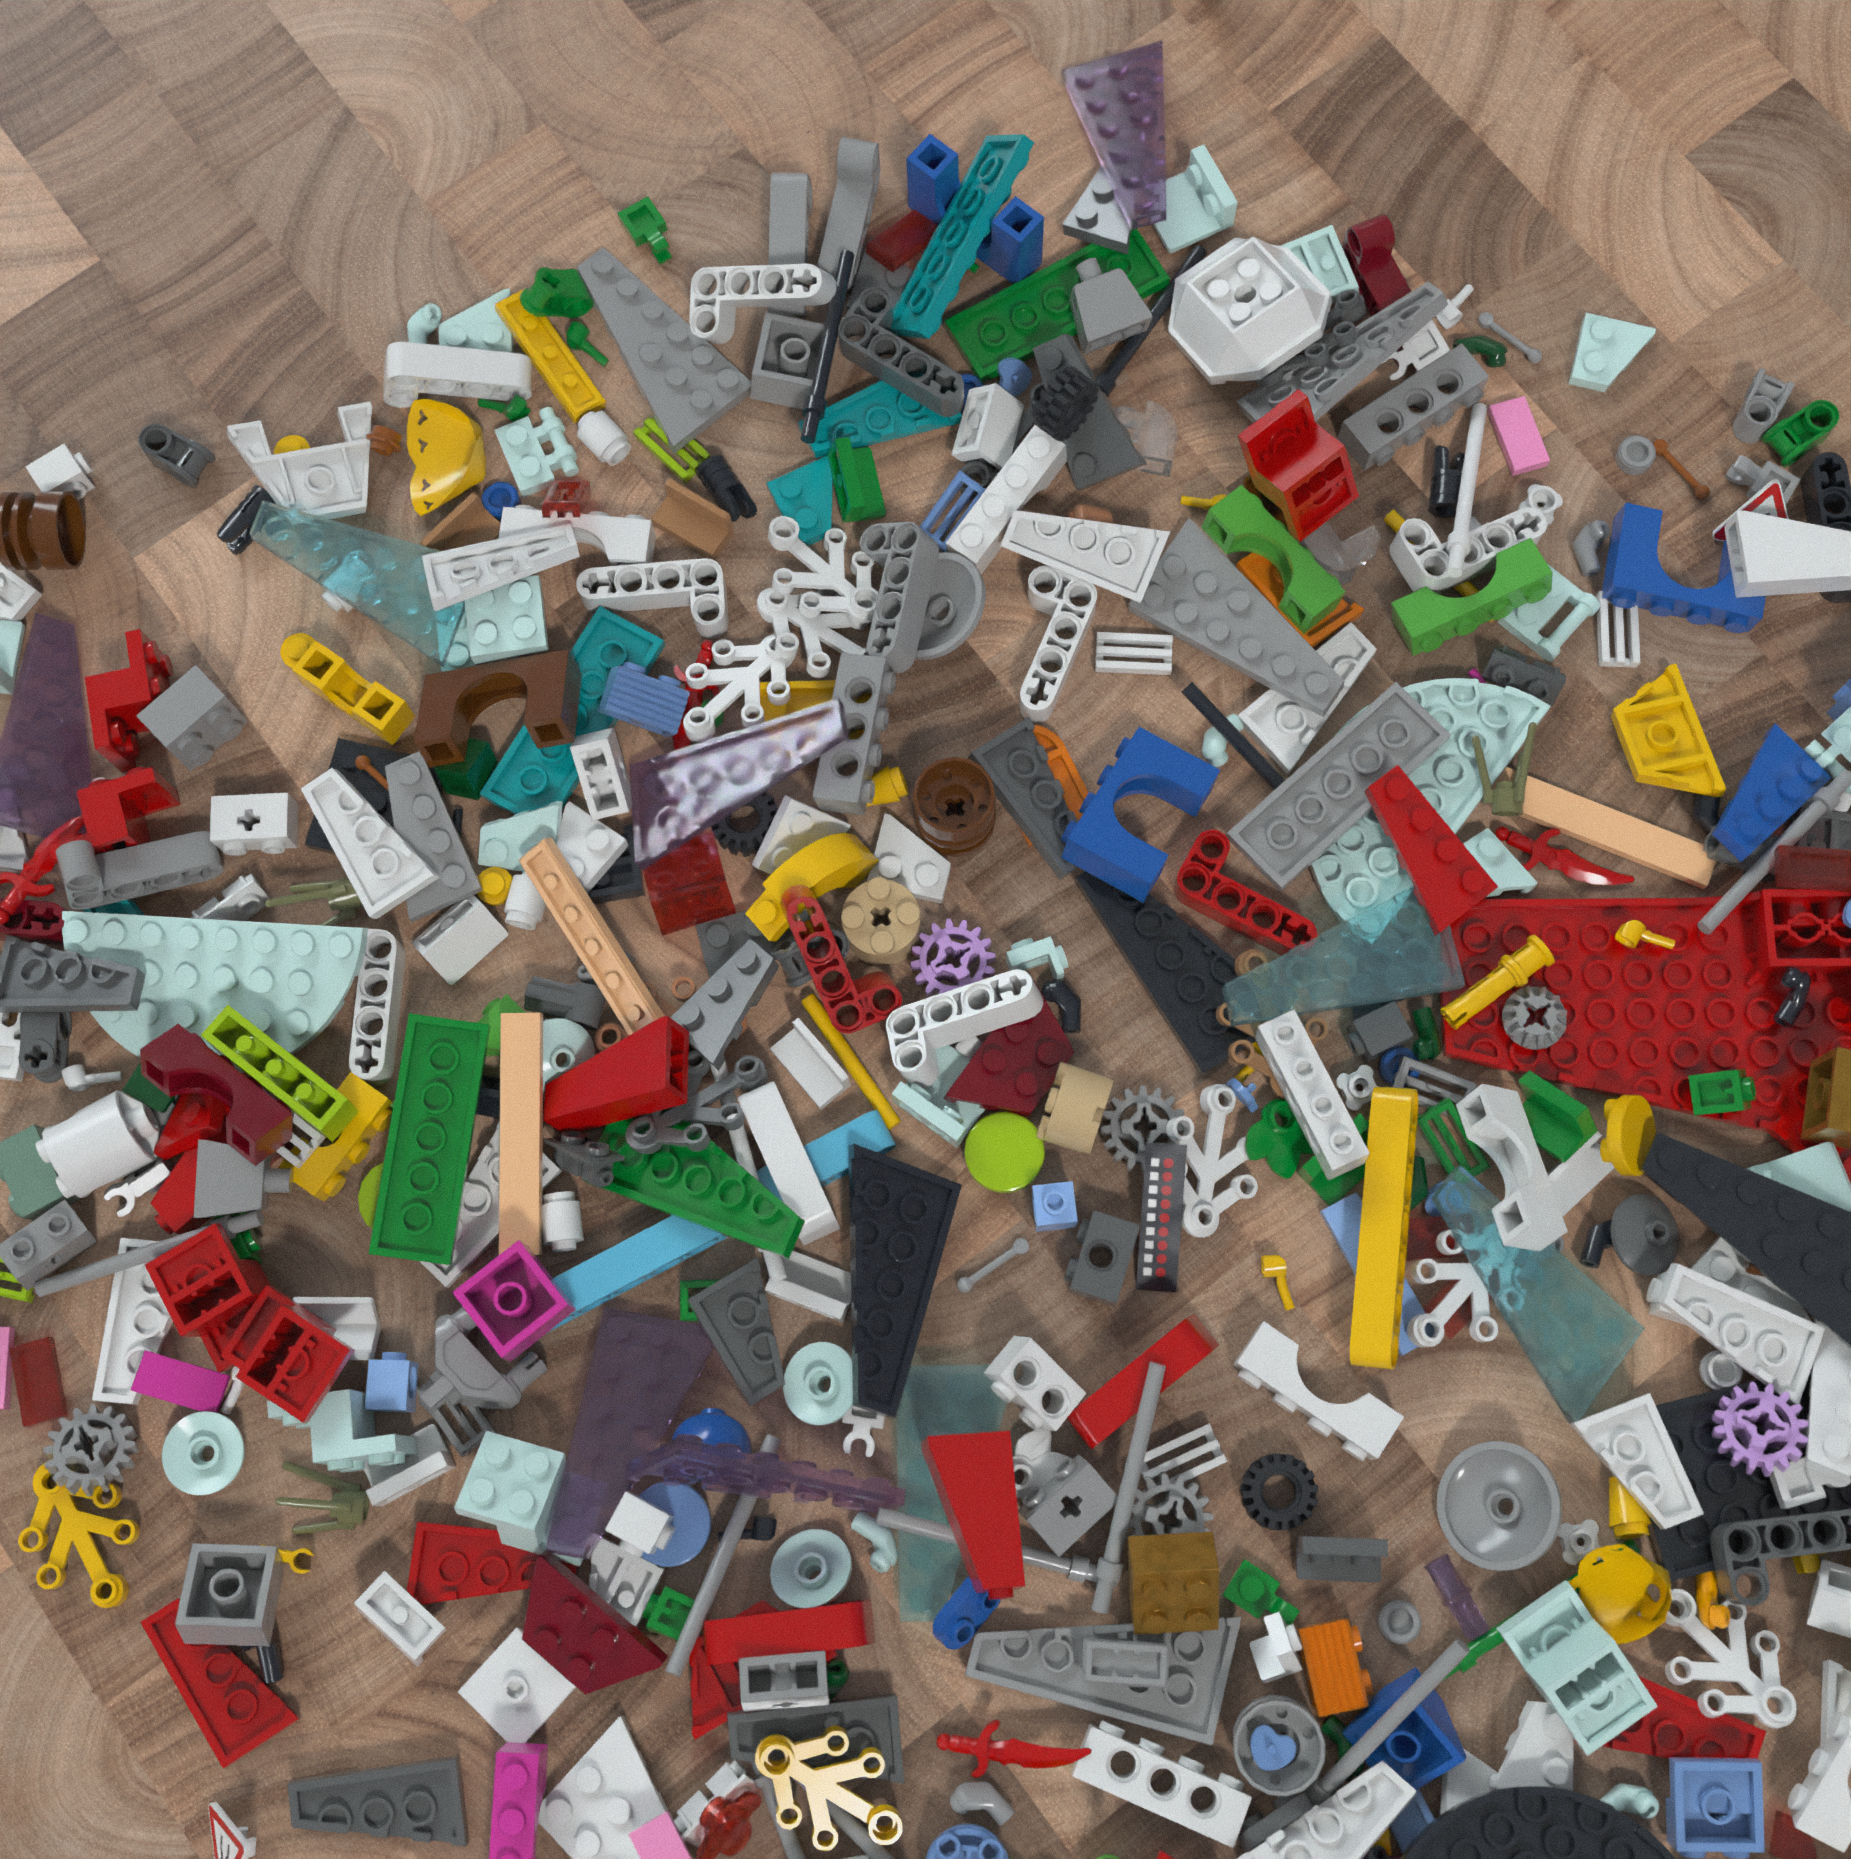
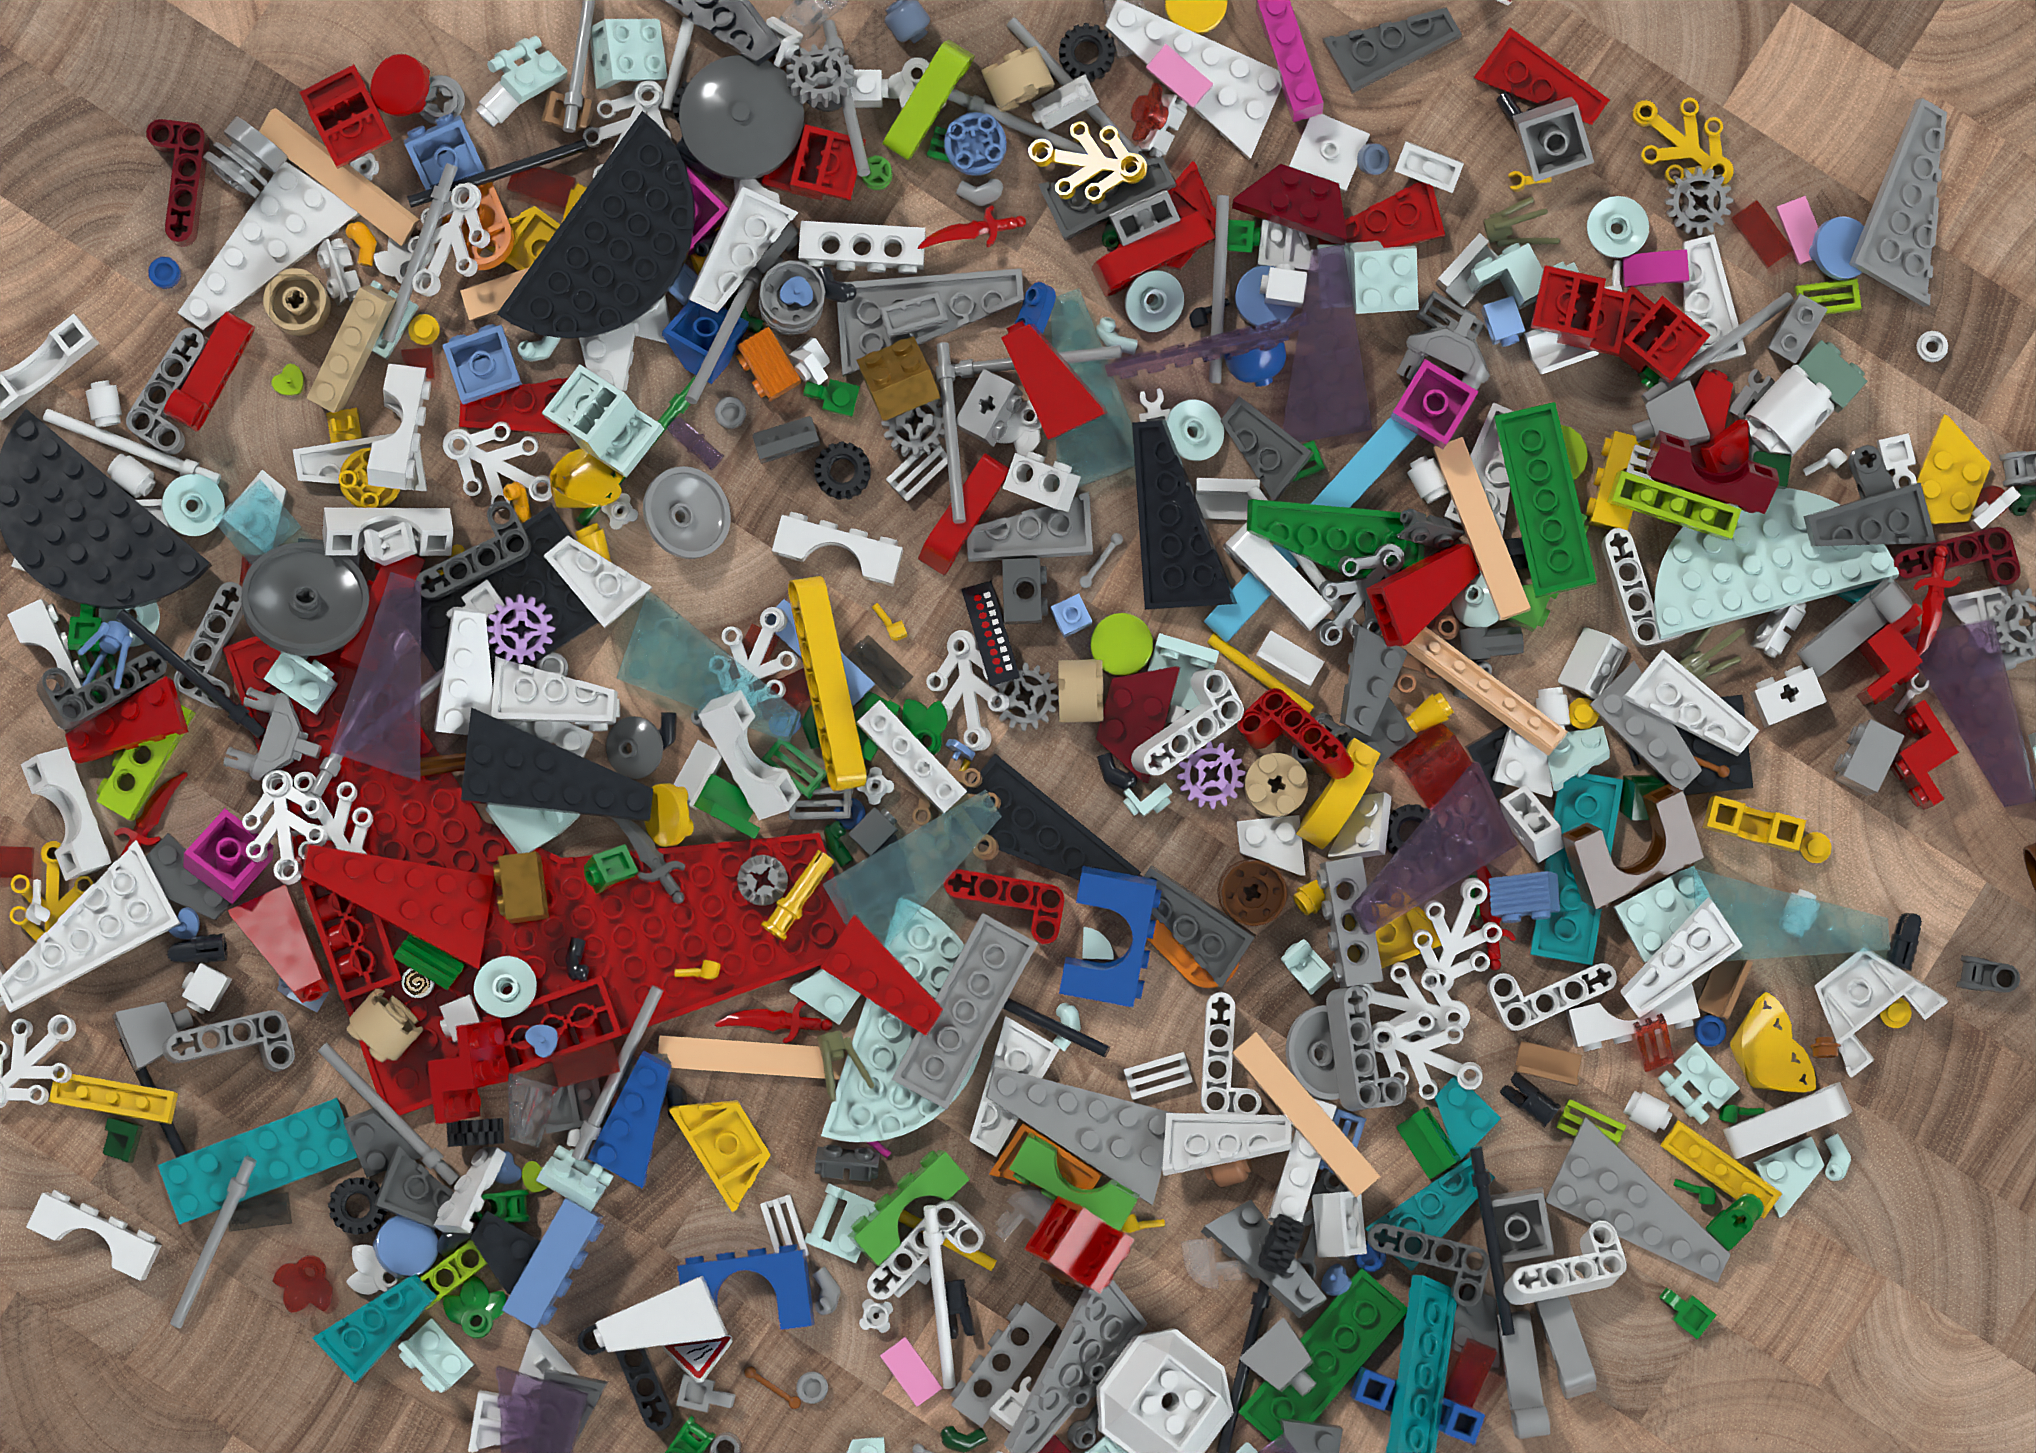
camera: 155 degrees right, 10 degrees up
(466, 1656) = (1373, 159): none -> sand blue tile
(668, 946) = (1430, 713): none -> yellow cone
(921, 710) = (1306, 966): none -> light aqua bracket
(985, 537) = (1305, 1115): none -> light nougat tile
(1064, 1324) = (1035, 534): none -> light grey wing
(1155, 817) = (1096, 945): none -> light aqua tile
(1218, 1736) = (834, 289): none -> black arm
(1307, 1229) = (879, 666): none -> clear smoke hinge
(1663, 1091) = (654, 859): none -> dark grey piece

